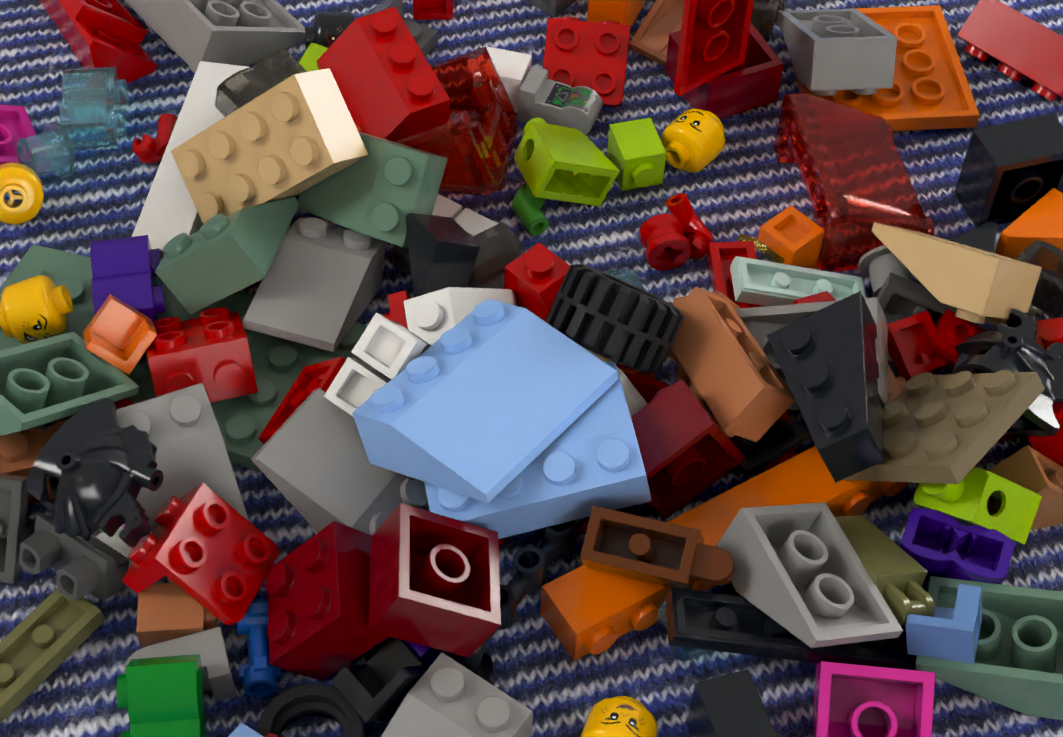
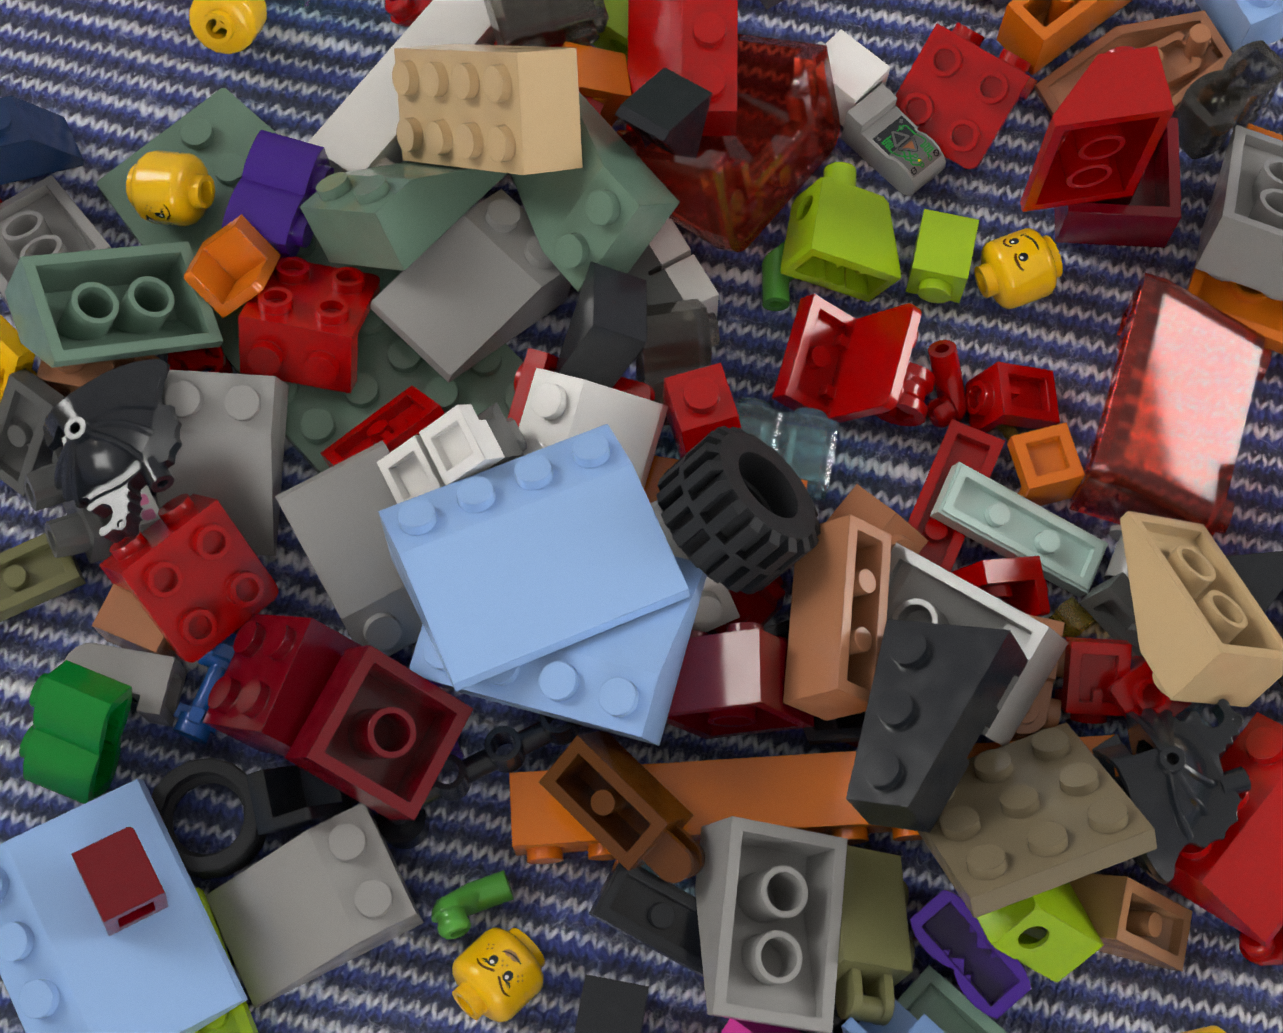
camera: 30 degrees right, 20 degrees up
(404, 110) = (668, 113): none -> black slope
(557, 708) = (453, 909): none -> bright green arm
(622, 234) = (846, 362): none -> red bracket
(736, 215) = (1012, 397): none -> red bracket

